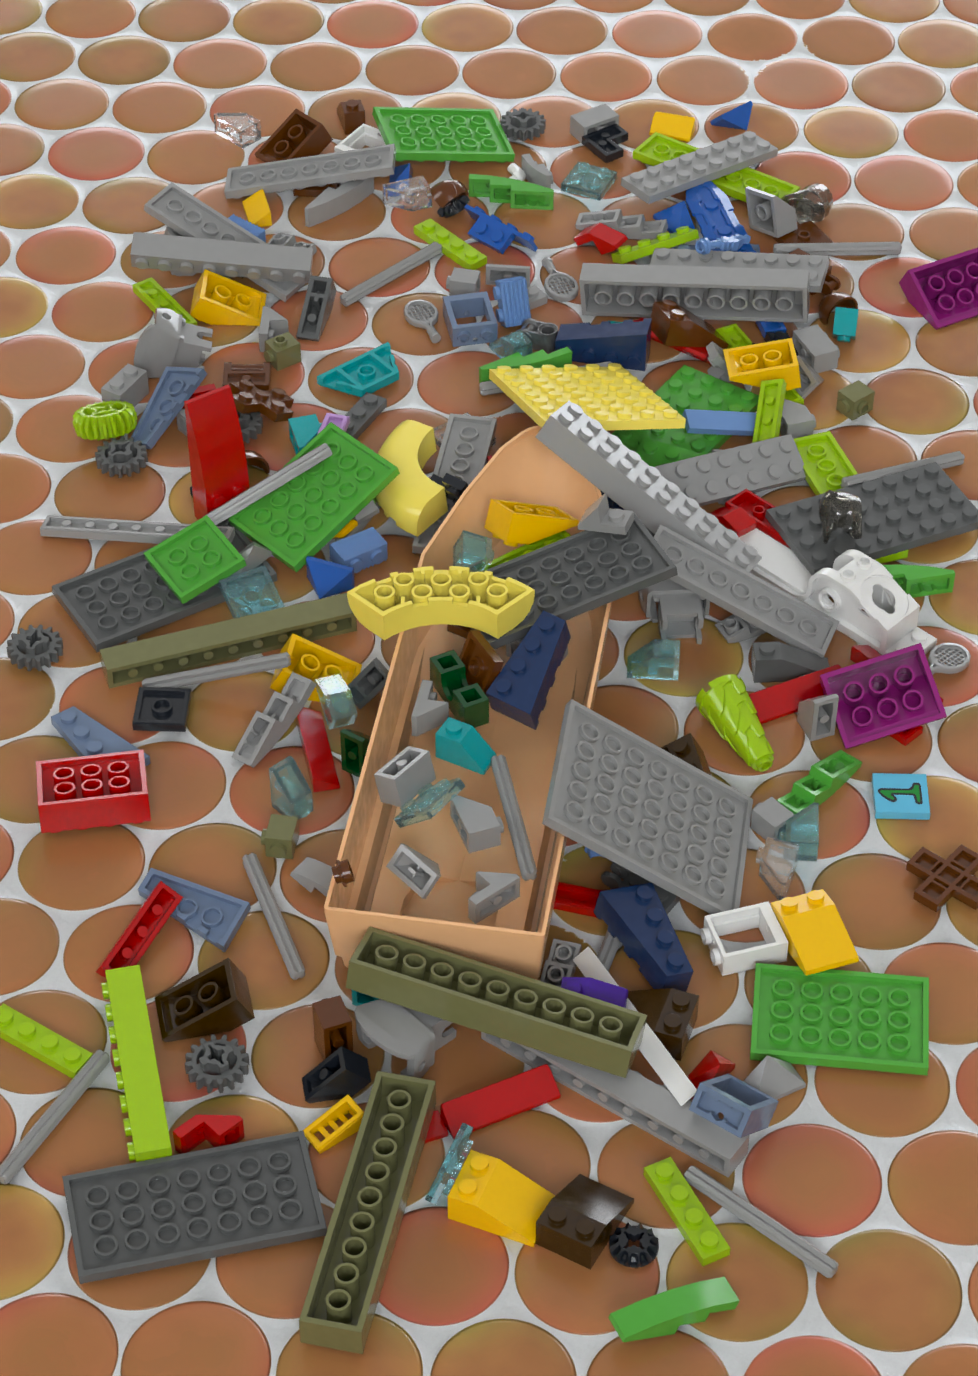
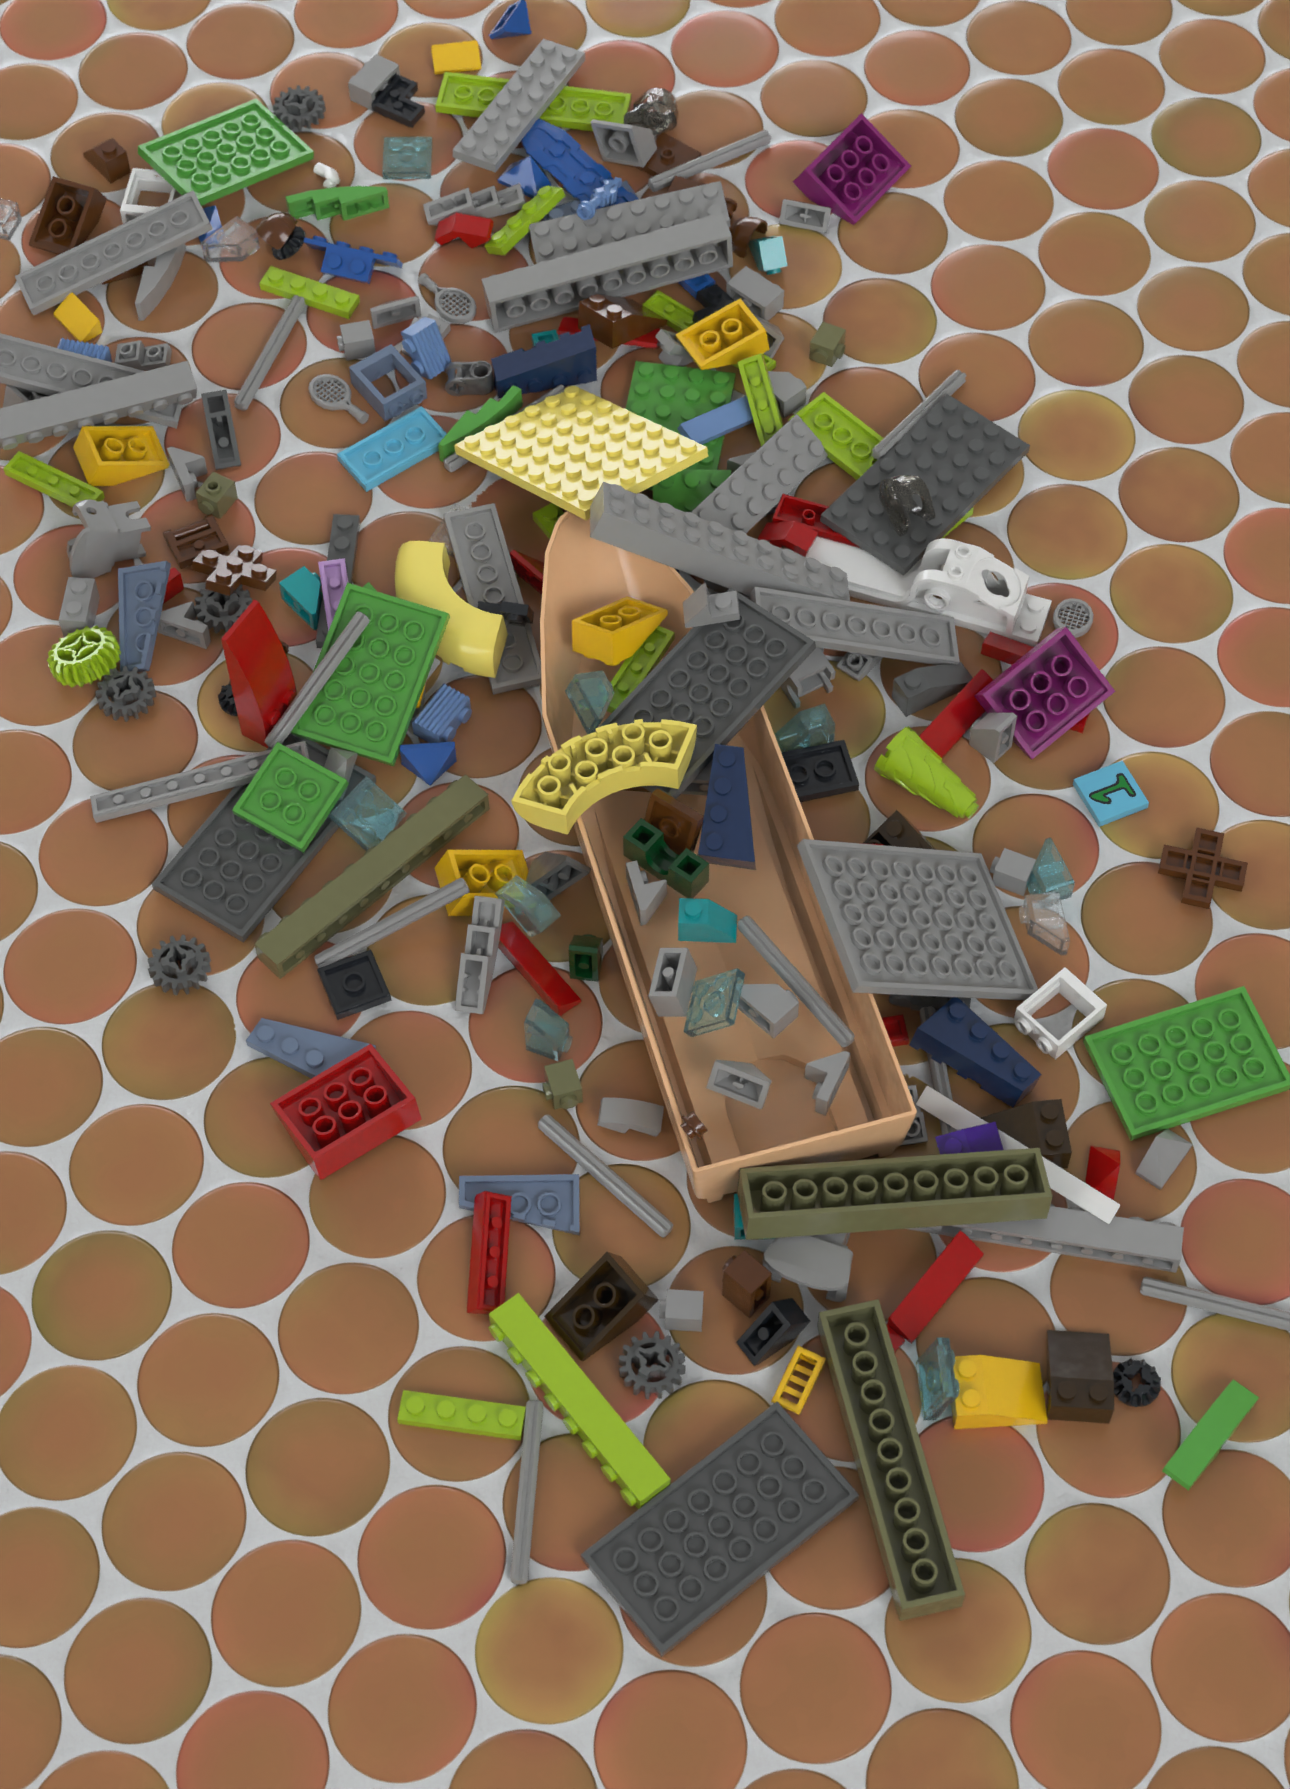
camera: 25 degrees left, 15 degrees up
(216, 1129) = (695, 1438): red slope -> none
(270, 1034) = (682, 1310): none -> light grey brick
(364, 373) = (317, 491): teal wing -> none
(443, 365) = (392, 449): none -> medium azure tile
(512, 344) = (452, 402): clear light blue slope -> none
(536, 172) = (352, 170): light grey slope -> none
(641, 692) = (821, 770): none -> black plate
(686, 1211) = (1161, 1325): lime plate -> none
(743, 1106) = (1168, 1206): sand blue window -> none
(814, 932) = (1123, 982): yellow slope -> none
(822, 782) = (1032, 810): bright green slope -> none
(895, 309) = (805, 215): none -> light grey slope
(922, 580) = (1003, 537): bright green slope -> none

